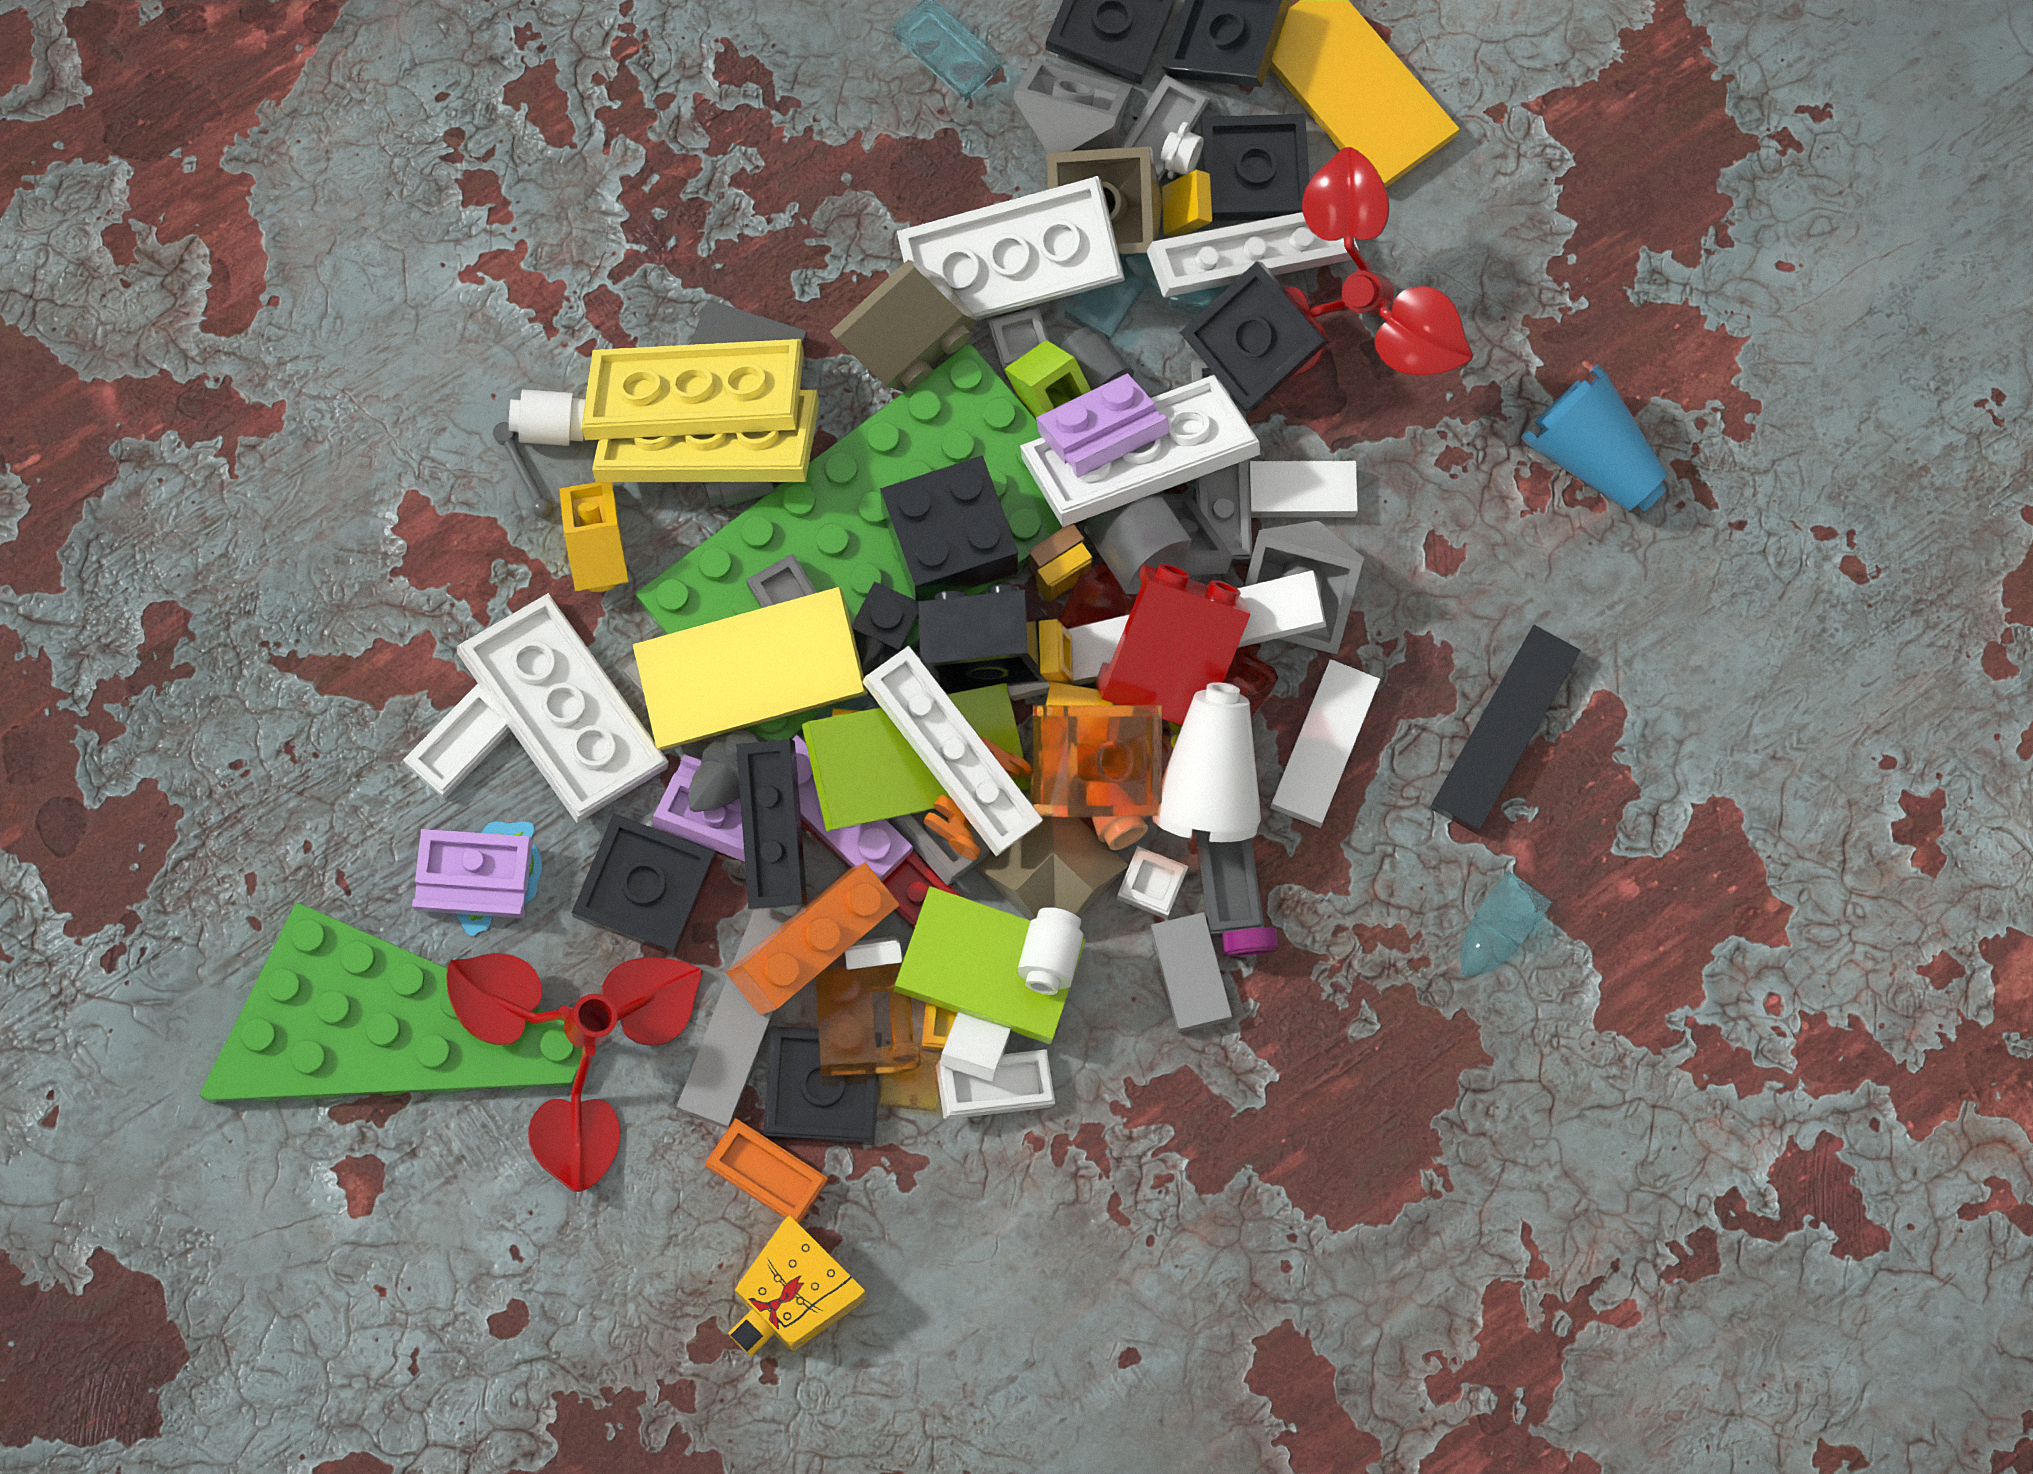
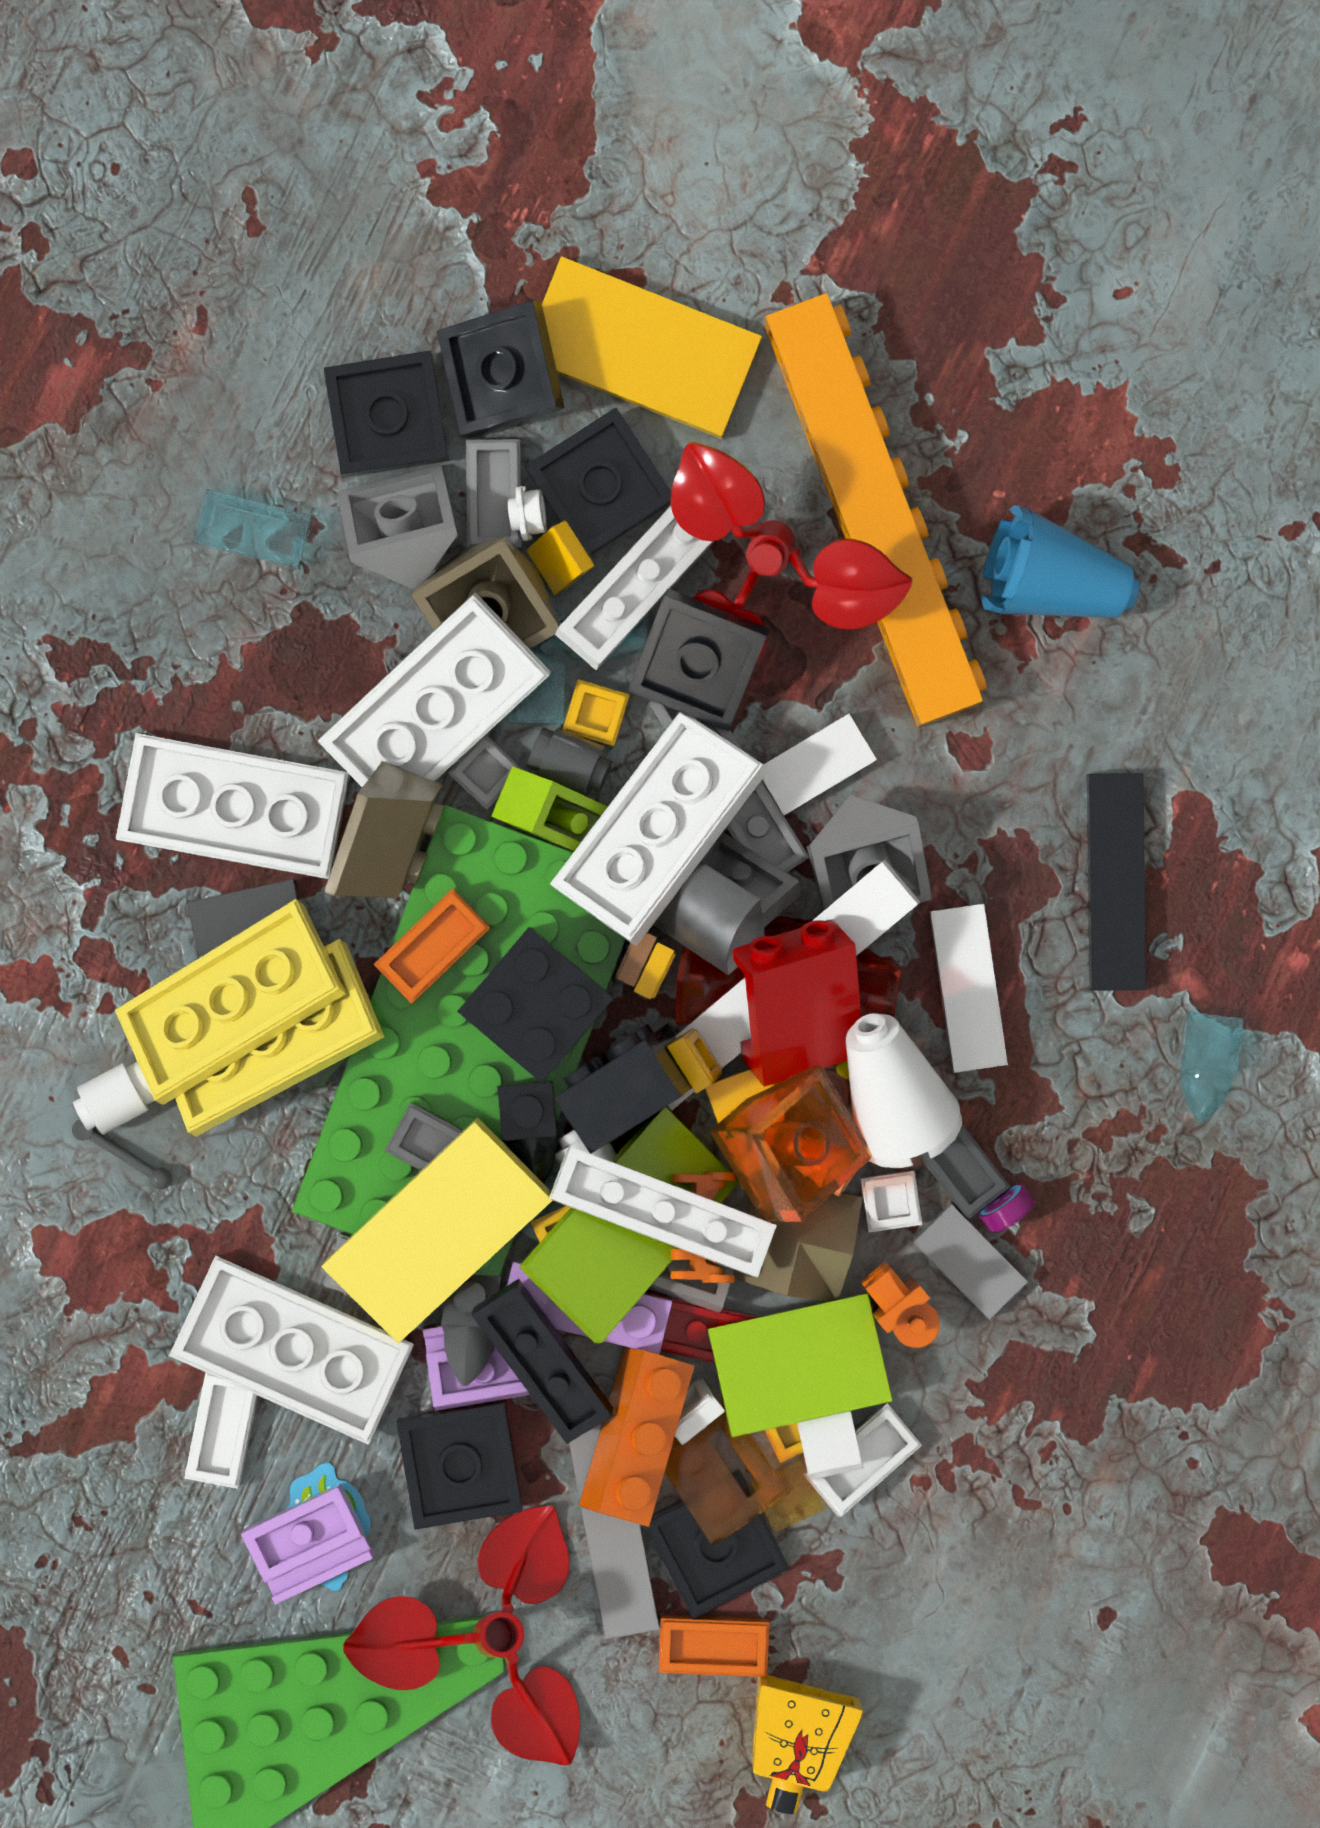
camera: 30 degrees left, 15 degrees up
(593, 536) = (222, 1184): yellow slope -> none
(787, 245) = (233, 806): none -> white tile
(890, 442) = (432, 946): none -> orange tile
(1051, 951) = (849, 1332): white brick -> none
(1102, 425) = (614, 826): lavender plate -> none
(1109, 962) = (902, 1307): none -> orange hips
(1143, 344) = (596, 713): none -> yellow tile
(1478, 281) = (871, 504): none -> light orange brick

